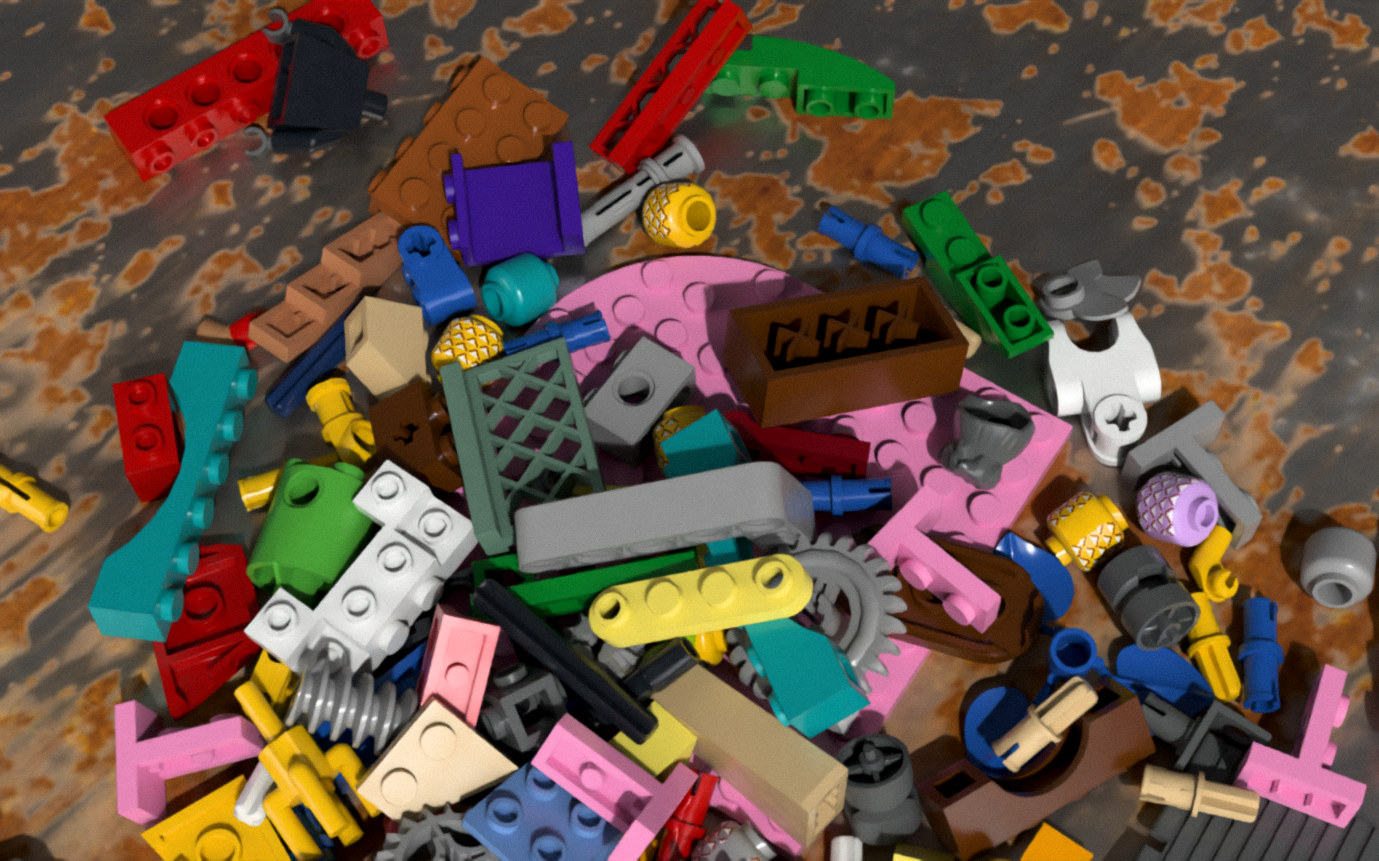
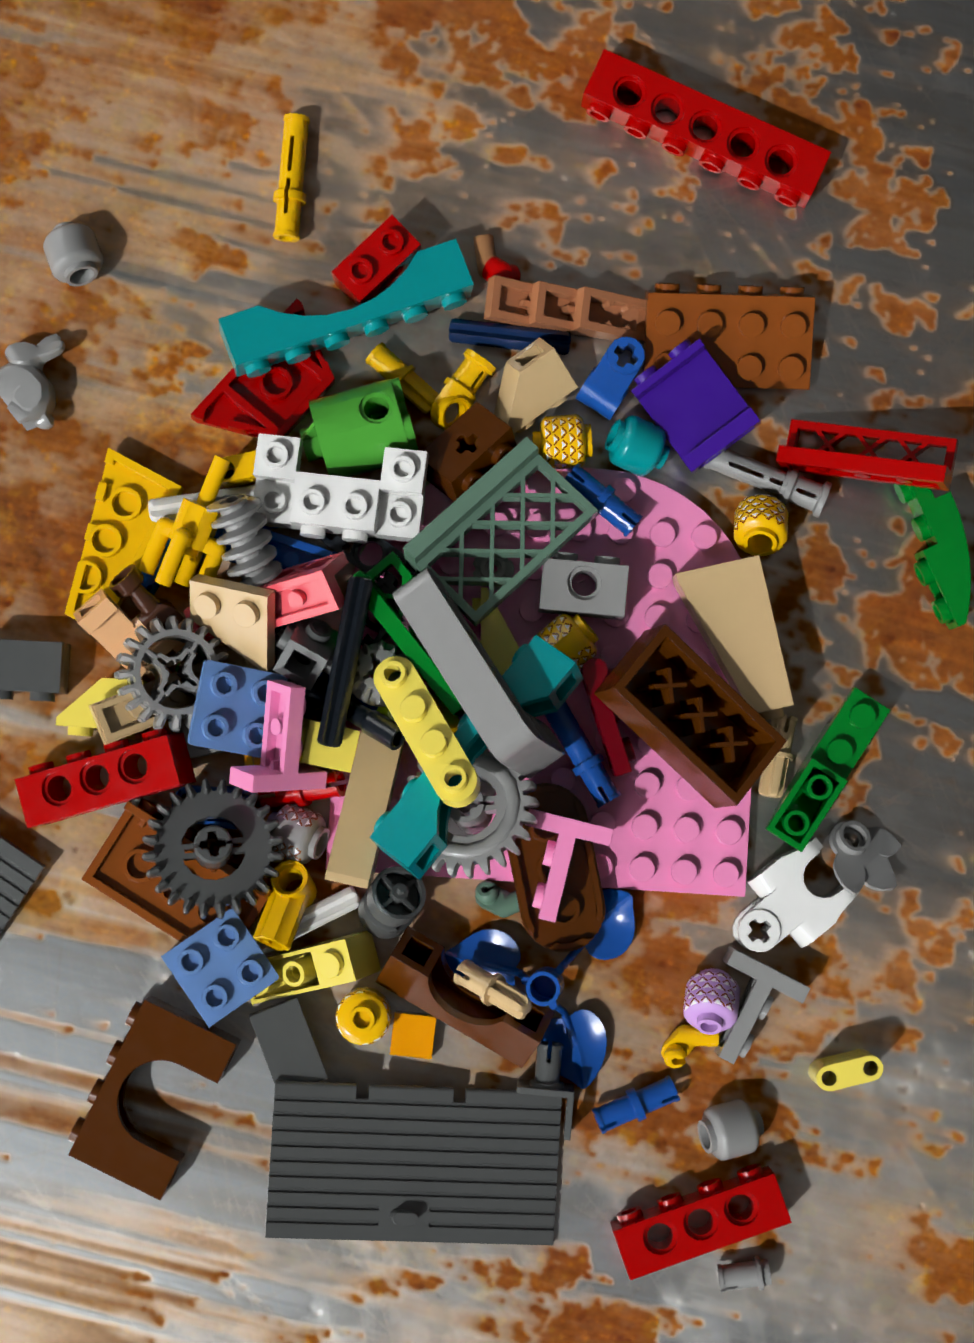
camera: 55 degrees right, 25 degrees up
(151, 755) = (159, 417): bright pink bracket -> none
(315, 90) = (716, 191): black torso -> none
(760, 264) = (739, 628): none -> tan slope
(868, 243) = (821, 672): blue pin -> none
(938, 684) = (496, 899): none -> sand green arm
(986, 439) = (689, 846): dark grey hair -> none
(1086, 531) = (663, 945): yellow head -> none
(1148, 598) = (630, 1013): dark grey wheel -> none
(1198, 794) = (504, 1109): tan axle -> none
(1211, 653) = (623, 1067): yellow axle -> none
(1304, 776) = (576, 1169): bright pink bracket -> none
(1322, 417) = (845, 1069): none -> light yellow piece

